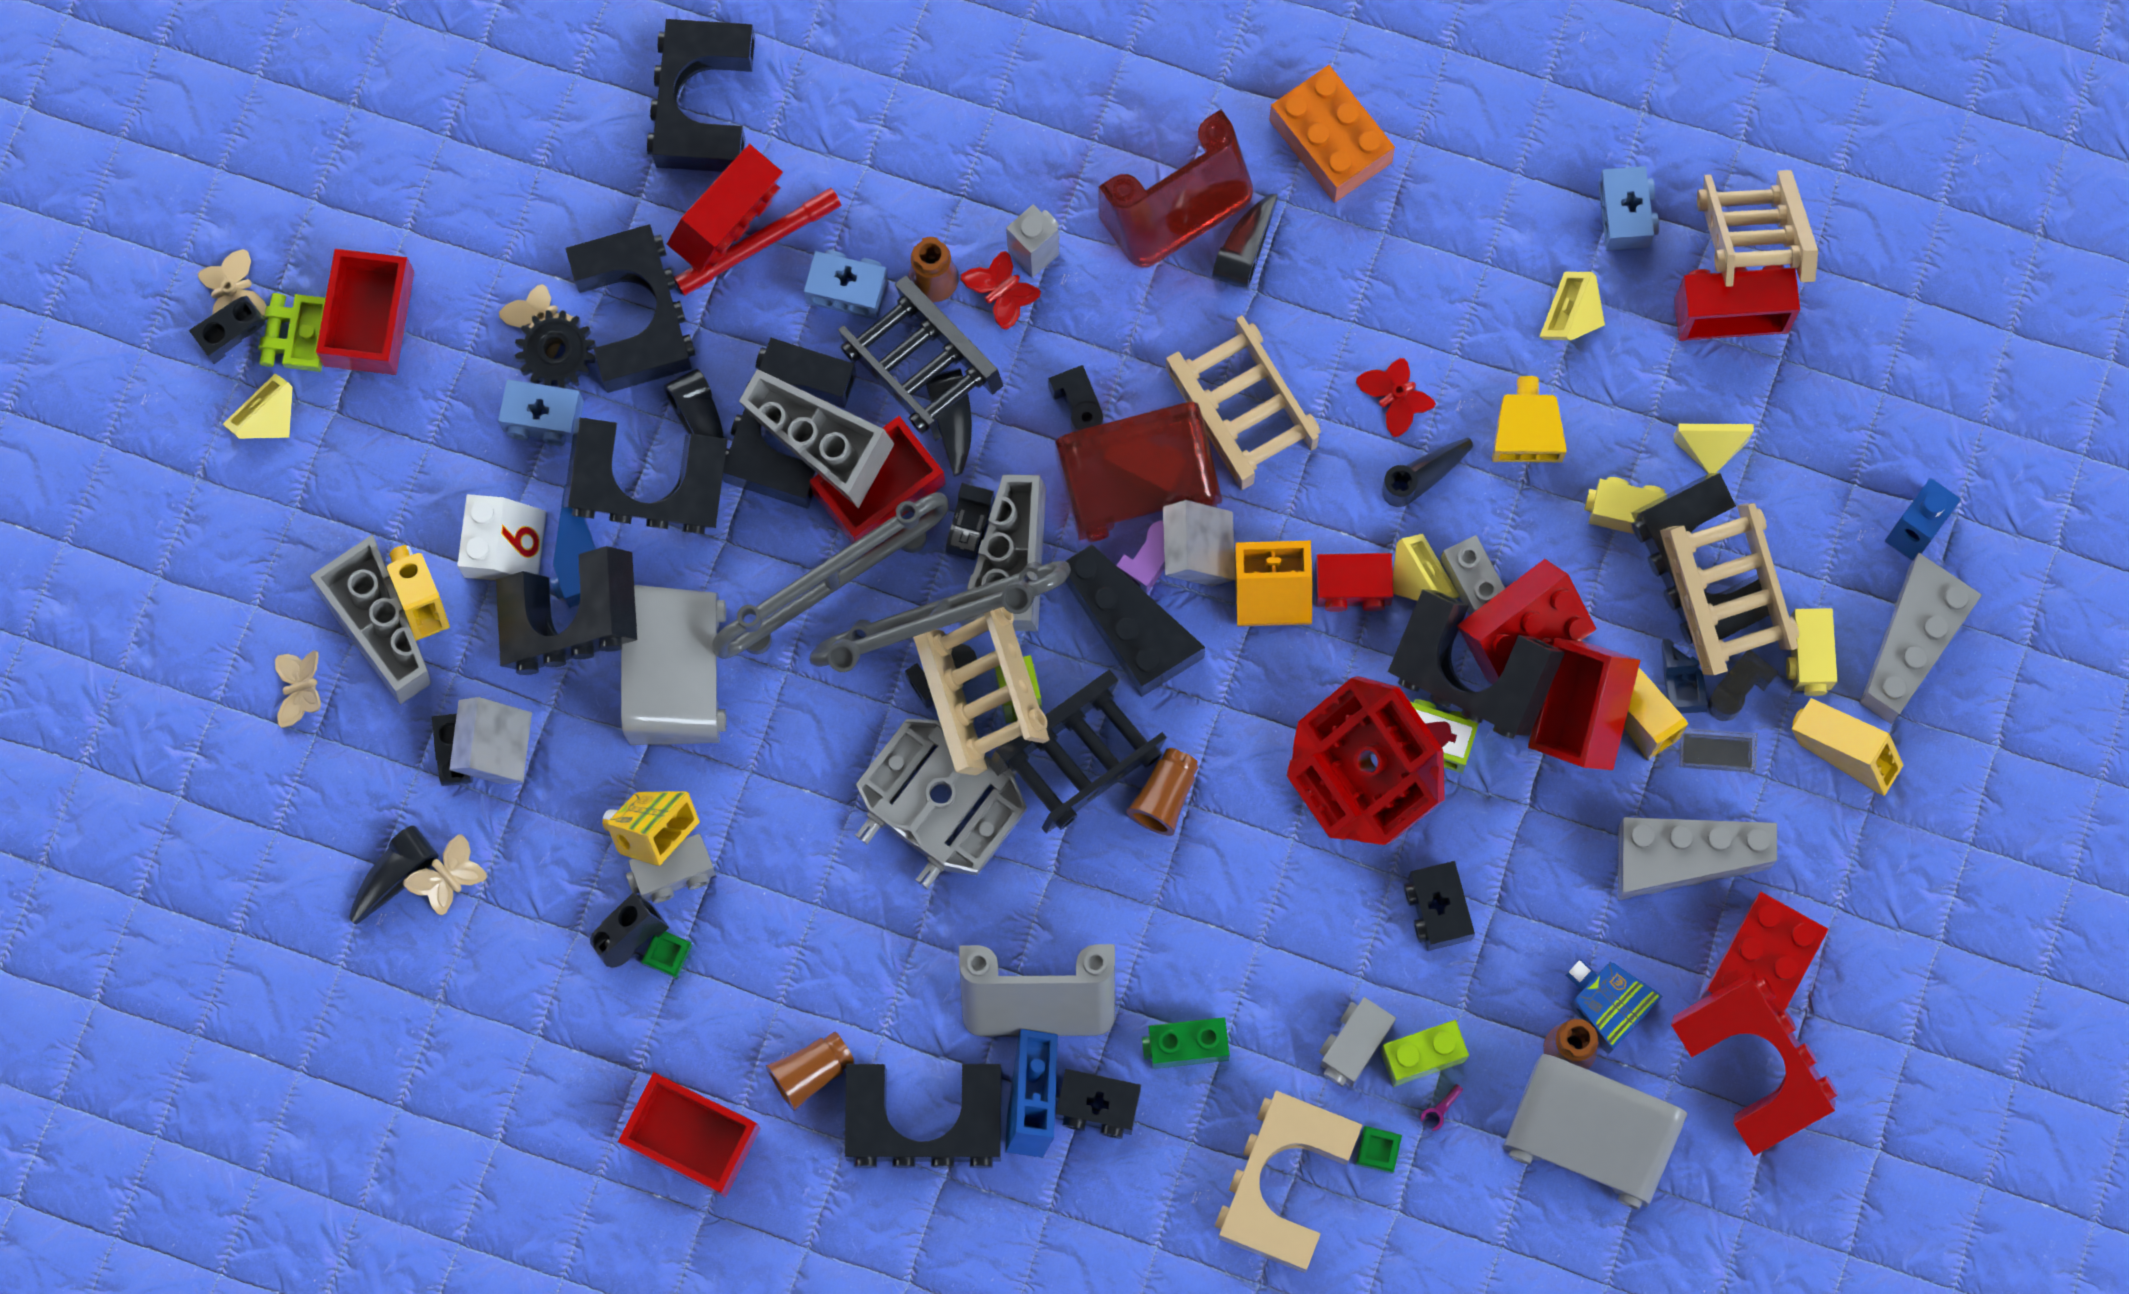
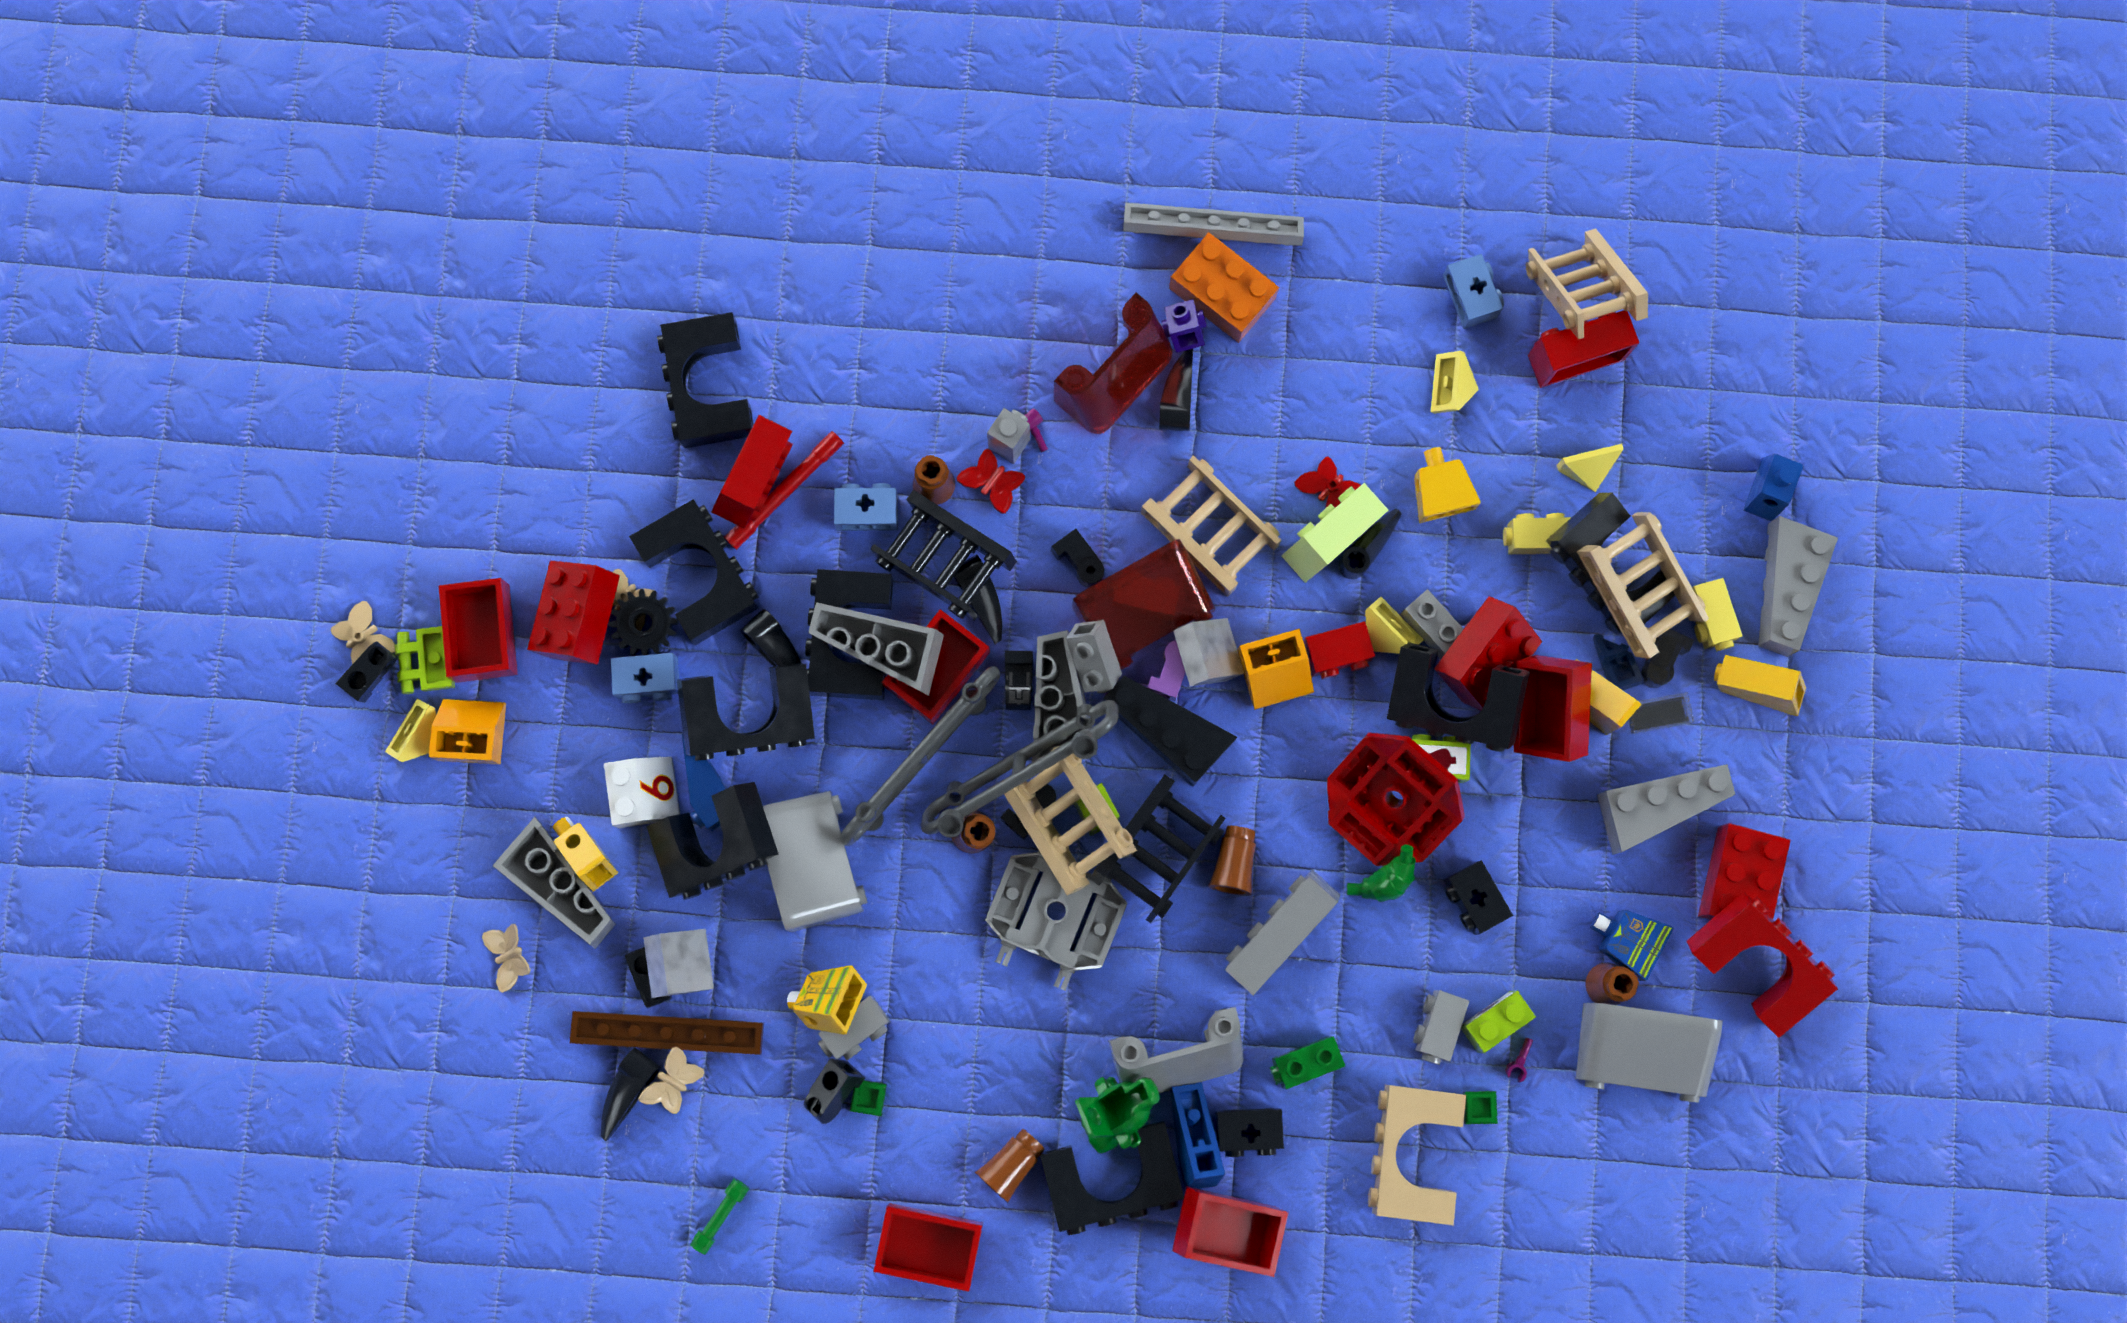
camera: 20 degrees left, 5 degrees up
(322, 425) = (468, 732): none -> light orange slope
(434, 1064) = (705, 1239): none -> green bar
(453, 816) = (666, 1032): none -> reddish brown plate
(479, 317) = (573, 612): none -> red piece
(865, 694) = (965, 840): none -> dark orange plant
(946, 1035) = (1117, 1112): none -> green piece
(1042, 1206) = (1230, 1231): none -> red piece
(1062, 513) = (1094, 656): none -> light grey brick
(1067, 231) = (1034, 420): none -> magenta hand
(1197, 883) = (1282, 932): none -> light grey wedge
(1273, 165) = (1184, 325): none -> dark purple brick
(1341, 858) = (1388, 881): none -> green piece
(1346, 59) = (1220, 223): none -> light grey plate
(1384, 442) = (1334, 532): none -> yellowish green wedge

